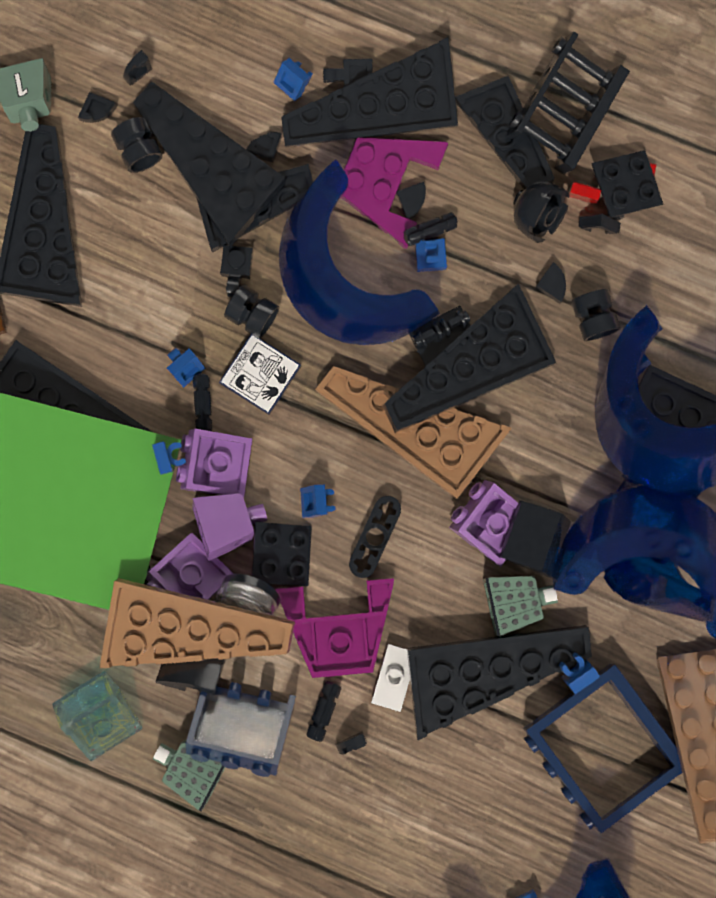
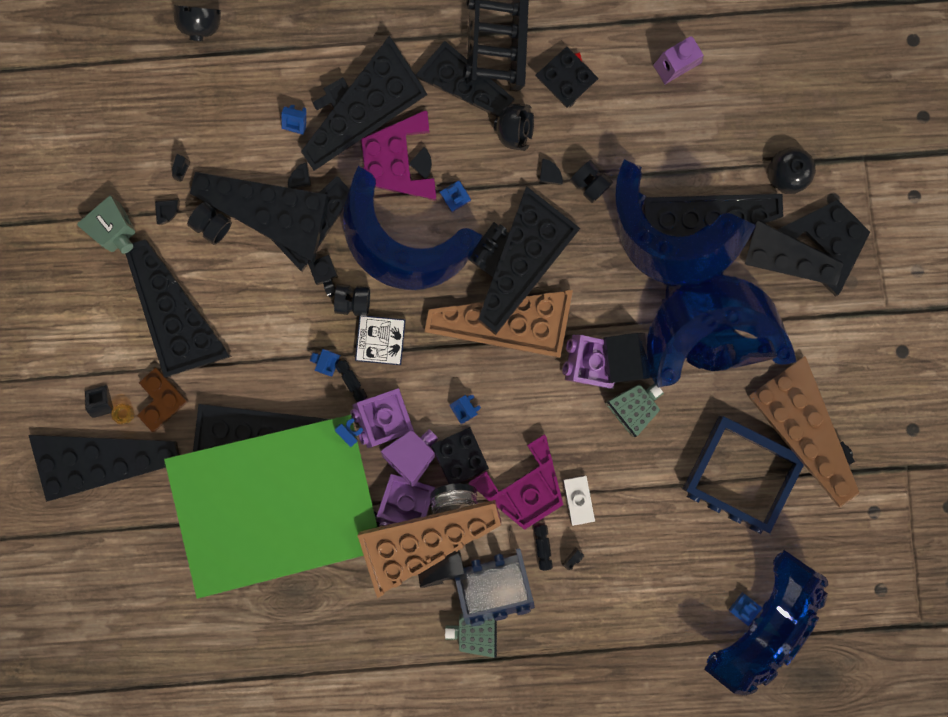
camera: 30 degrees left, 5 degrees up
(96, 716) = (391, 630): clear light blue slope -> none
(377, 513) = (524, 429): black beam -> none
(430, 229) = (446, 178): black axle -> none
(476, 673) = (634, 468): black wing -> none
(580, 675) = (703, 434): blue tile -> none
(584, 193) = (540, 98): red tile -> none
(599, 221) = (561, 113): black tile -> none

